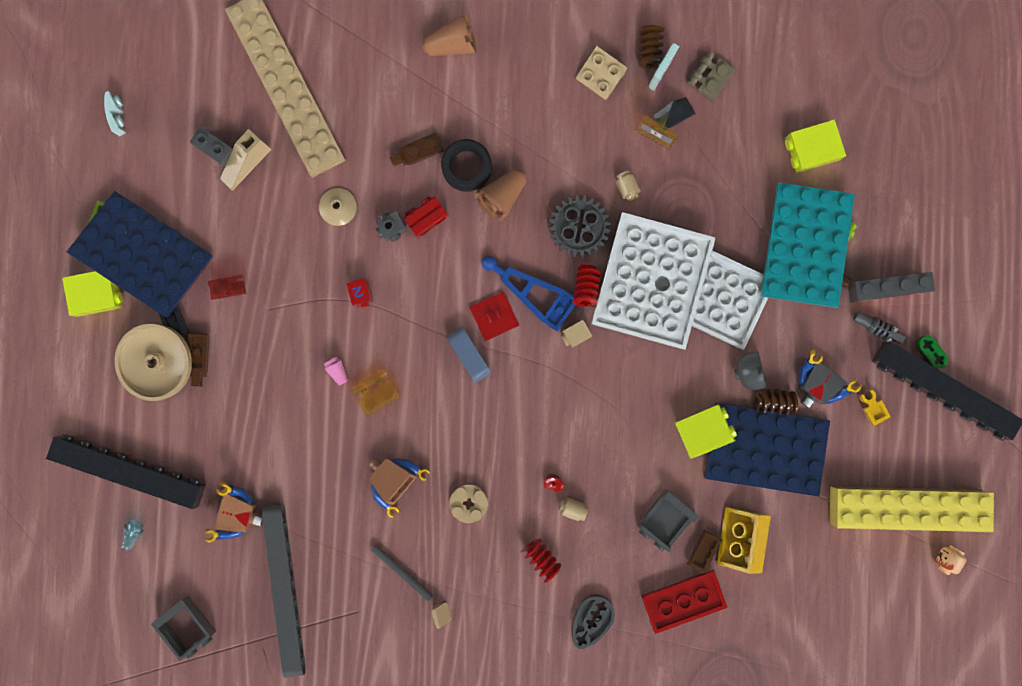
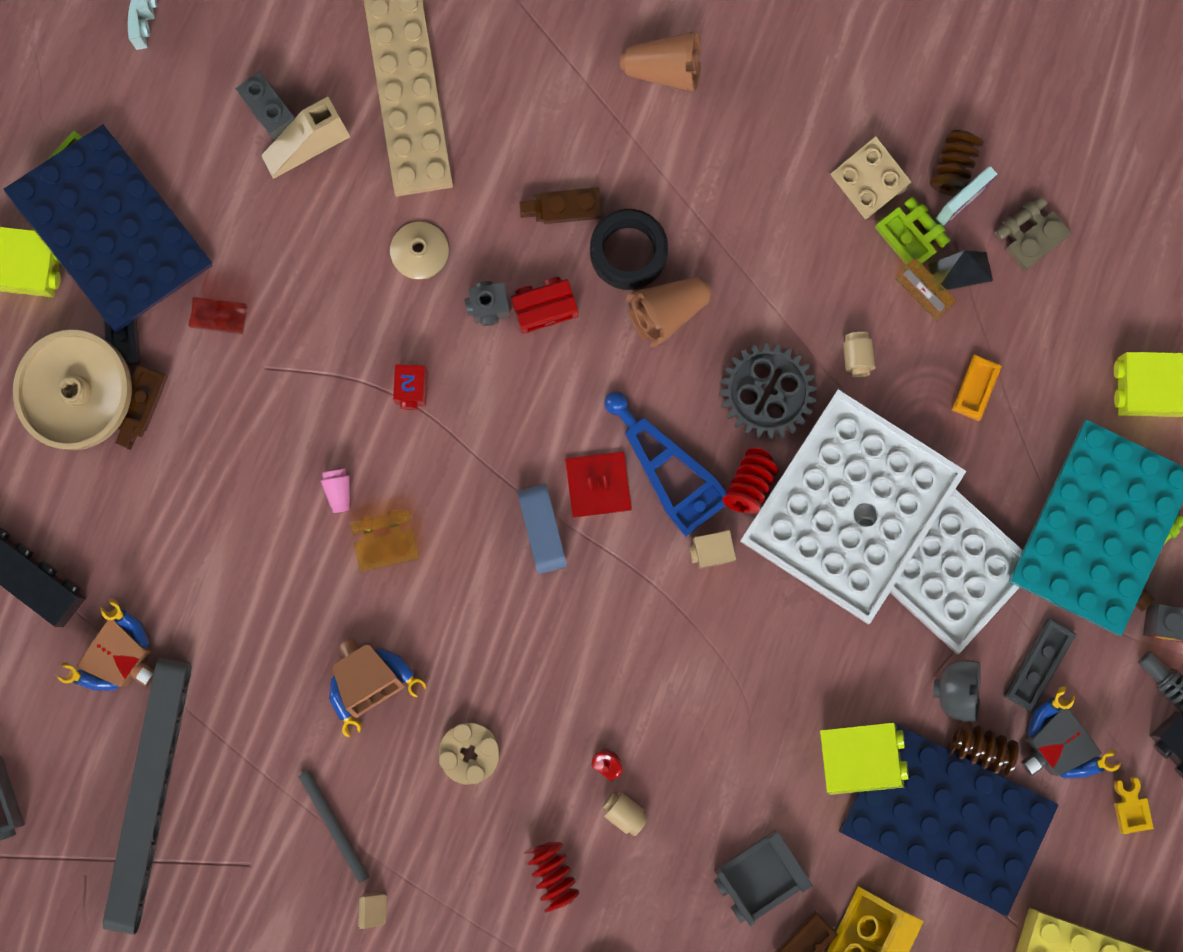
camera: 20 degrees right, 5 degrees down
(635, 104) = (906, 238): none -> lime plate
(705, 183) = (976, 387): none -> light orange tile
(794, 340) = (1040, 665): none -> dark grey tile

